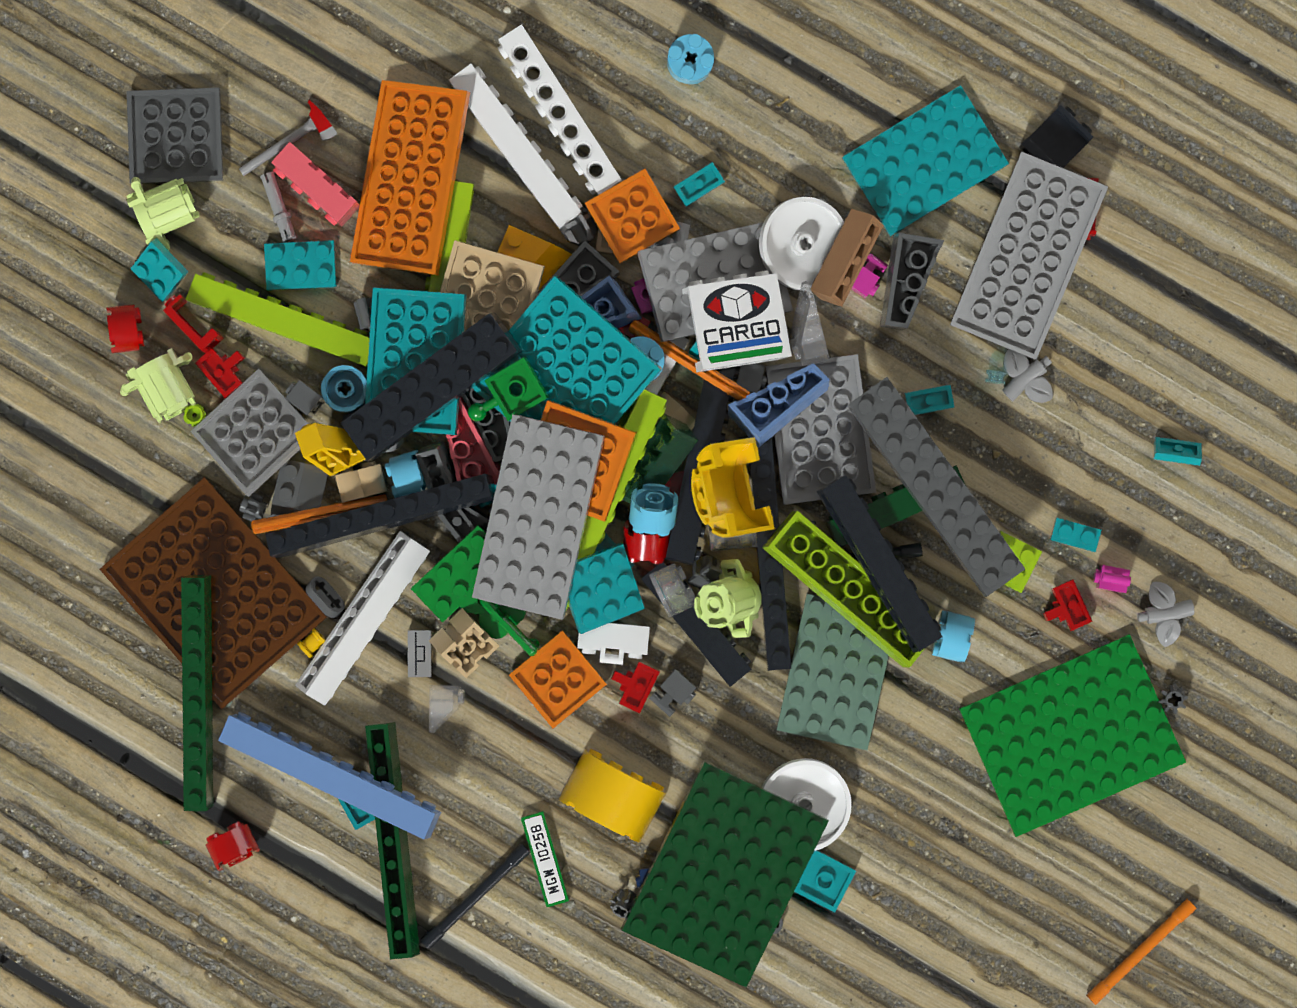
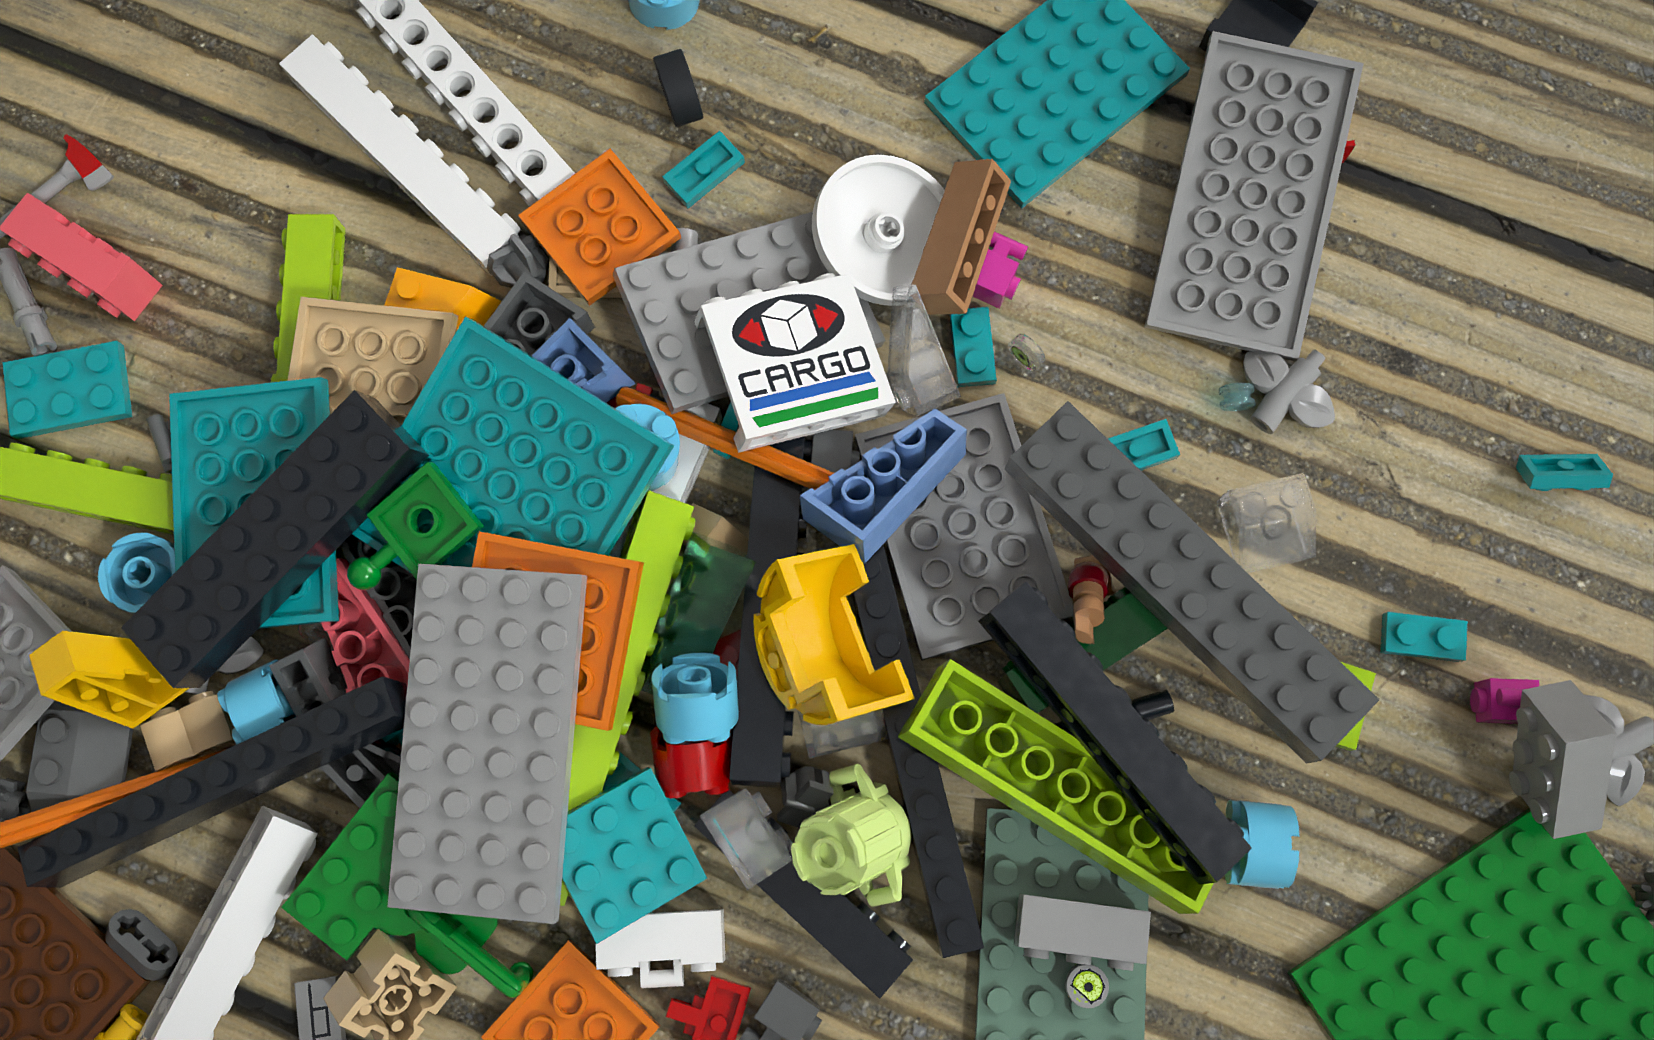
camera: 10 degrees left, 10 degrees down
(304, 398) = (74, 601): dark grey brick -> none
(410, 177) = (230, 222): orange plate -> none
(641, 296) = (633, 354): dark pink brick -> none
(691, 132) = (678, 87): none -> black tyre
(844, 697) = (1086, 986): none -> tile
(845, 322) = (973, 348): none -> teal plate
(846, 667) = (1082, 931): none -> light grey brick
(876, 330) = (1026, 352): none -> clear tile
(882, 481) = (1088, 586): none -> medium nougat piece
(907, 276) = (1063, 253): dark grey wedge -> none
(998, 456) = (1270, 523): none -> clear slope
(1068, 606) = (1441, 761): red hinge -> none
(1126, 615) = (1562, 759): none -> light grey brick

